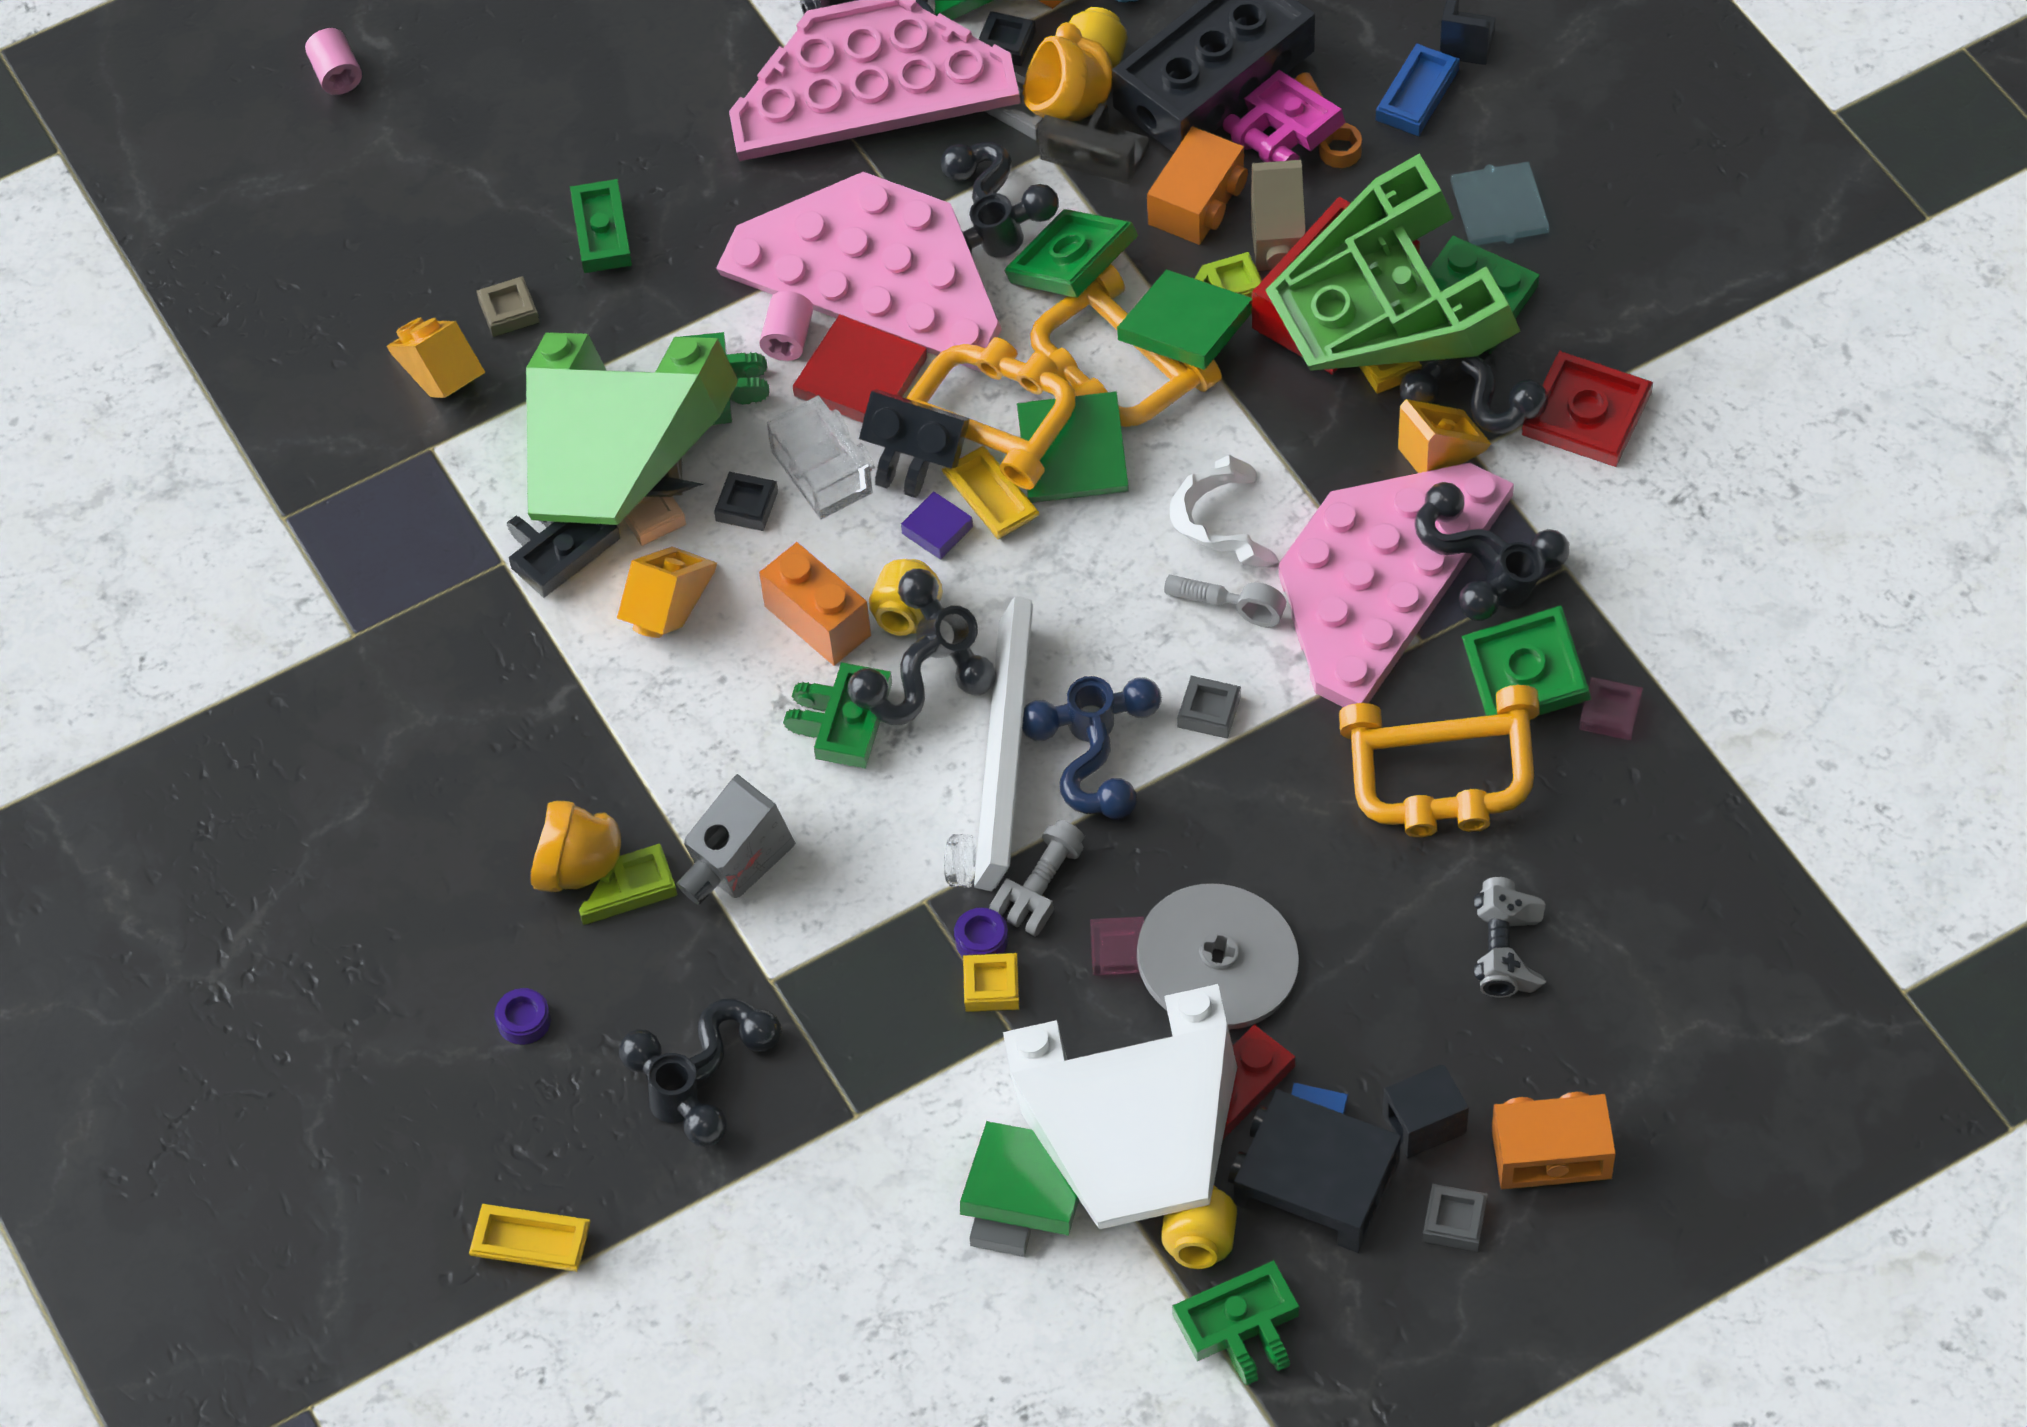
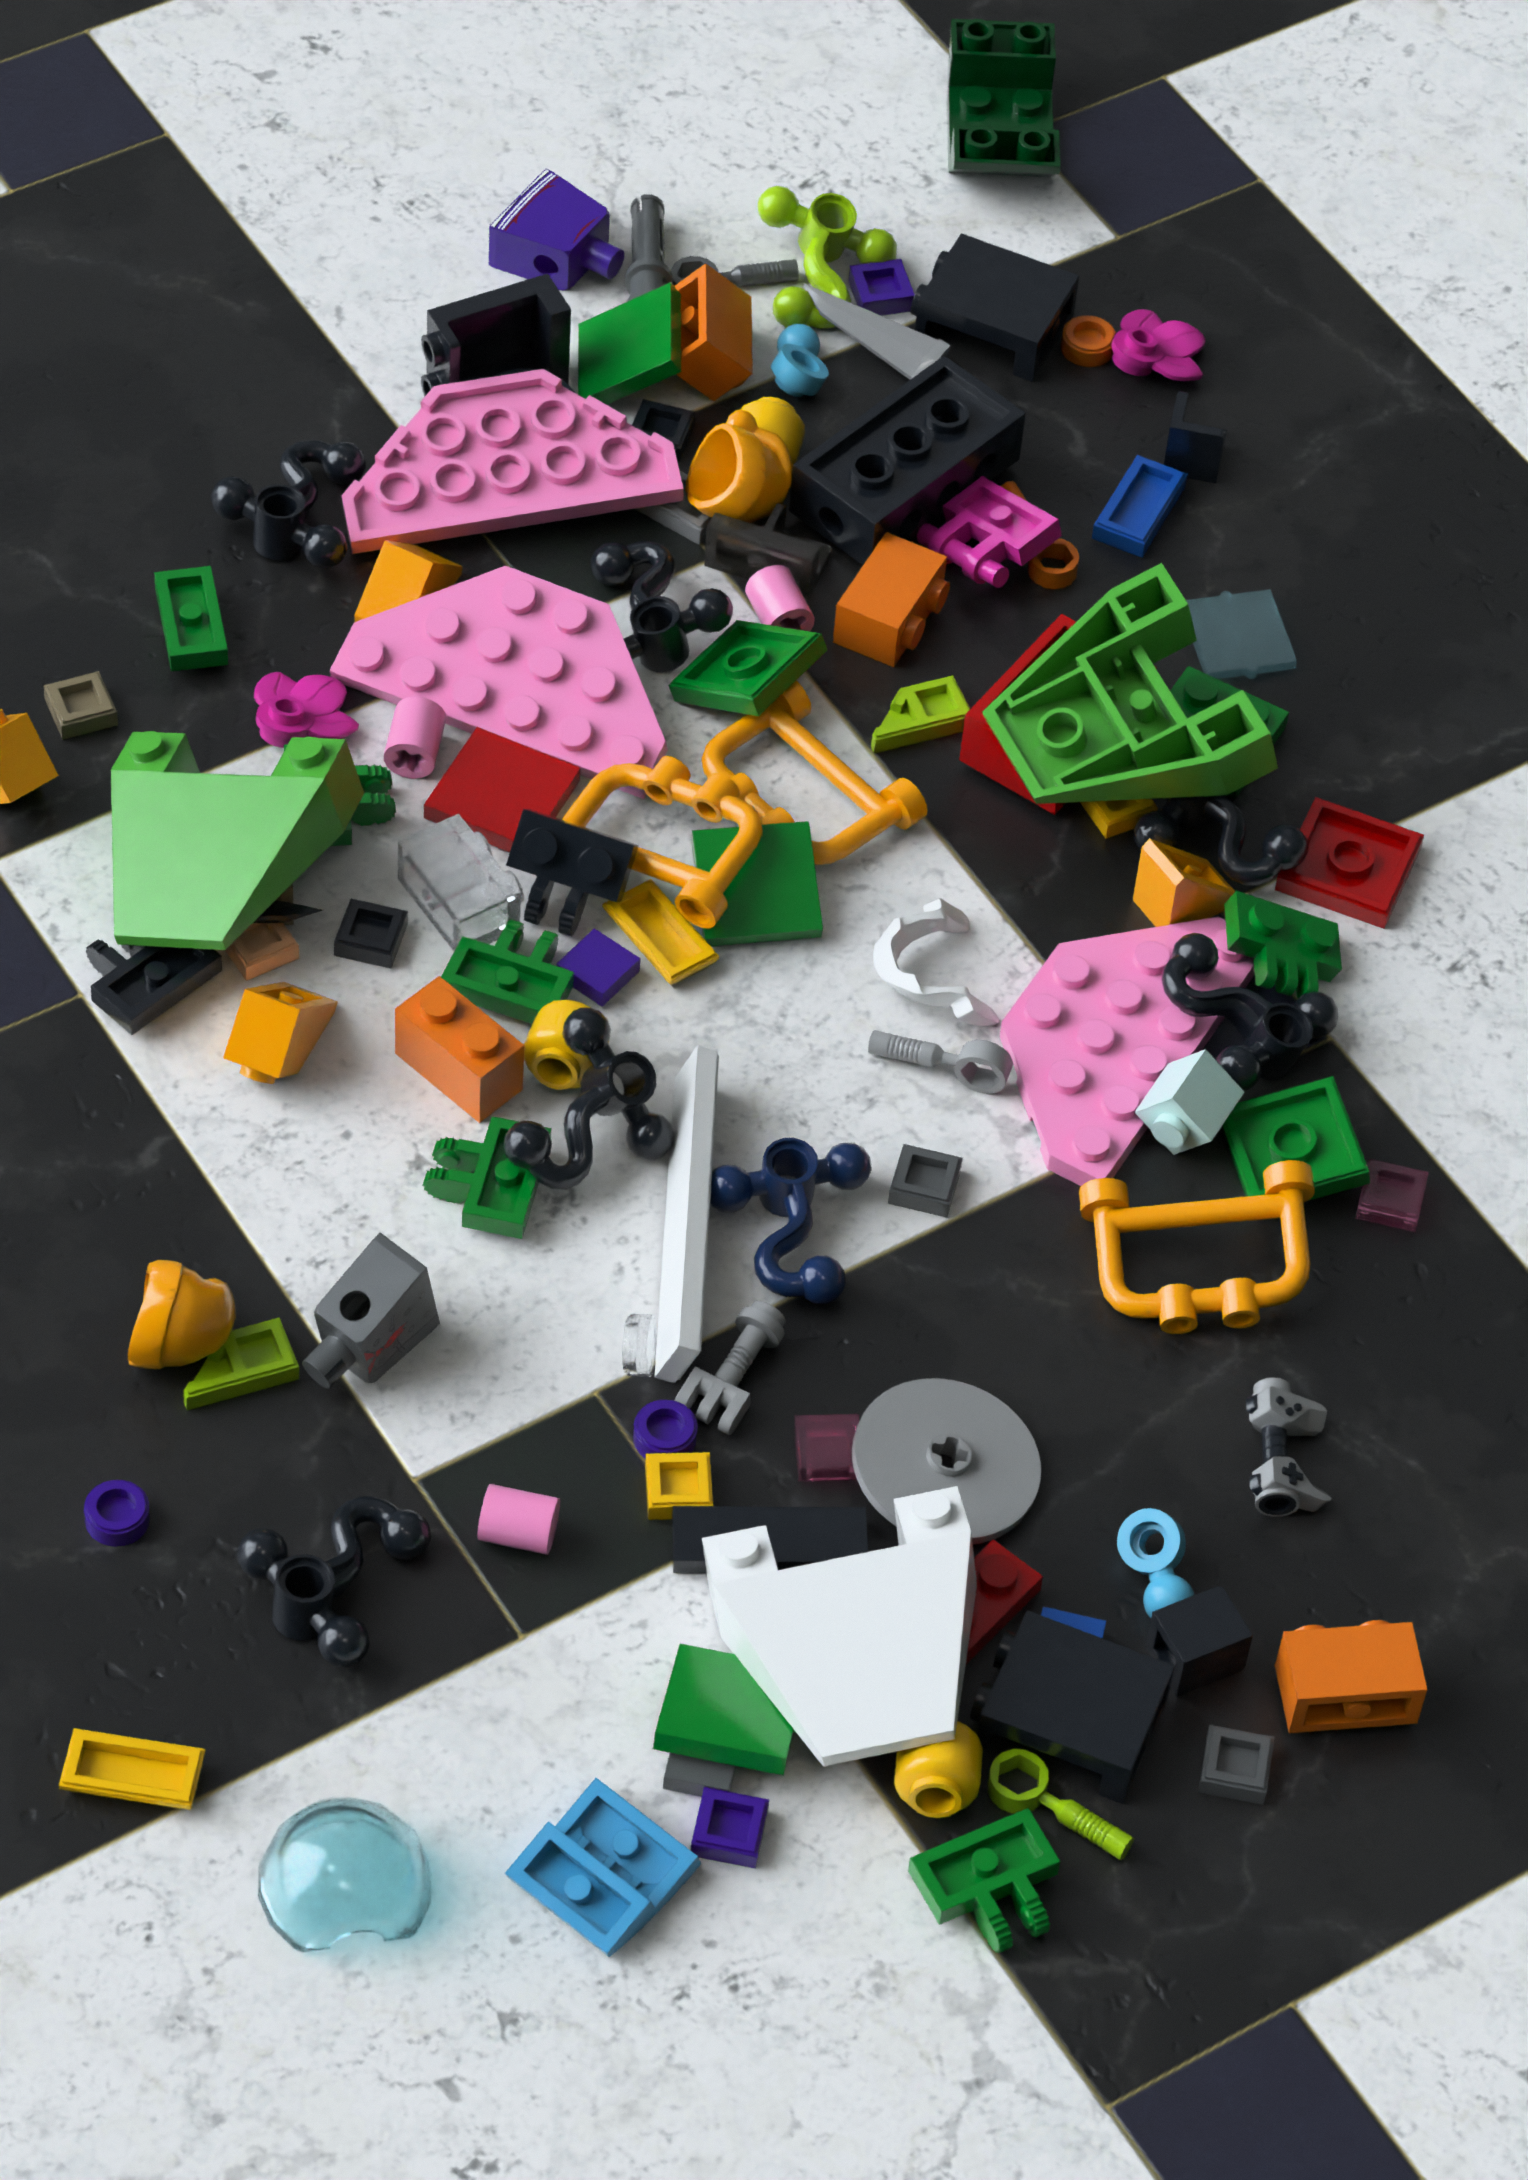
camera: 10 degrees left, 5 degrees down
(678, 126) = (282, 509): none -> black piece
(692, 303) = (301, 708): none -> dark pink plate
(702, 1324) = (342, 1873): none -> clear light blue cylinder
(781, 180) = (402, 575): none -> light orange slope
(854, 1015) = (518, 1519): none -> bright pink piece
(857, 540) = (509, 981): none -> green hinge
(917, 1317) = (603, 1868): none -> dark azure slope
(1024, 1279) = (729, 1827): none -> dark purple tile
(1084, 1025) = (795, 1533): none -> black tile
(1101, 190) = (779, 599): none -> bright pink piece
(1185, 319) = (885, 745): green tile -> none
(1276, 210) = (987, 628): dark tan slope -> none
(1309, 1261) = (1066, 1811): none -> lime piece
(1372, 1027) = (1164, 1585): none -> medium azure plate
(1435, 632) = (1189, 1102): none -> light aqua brick
(1524, 486) = (1284, 943): none -> green hinge

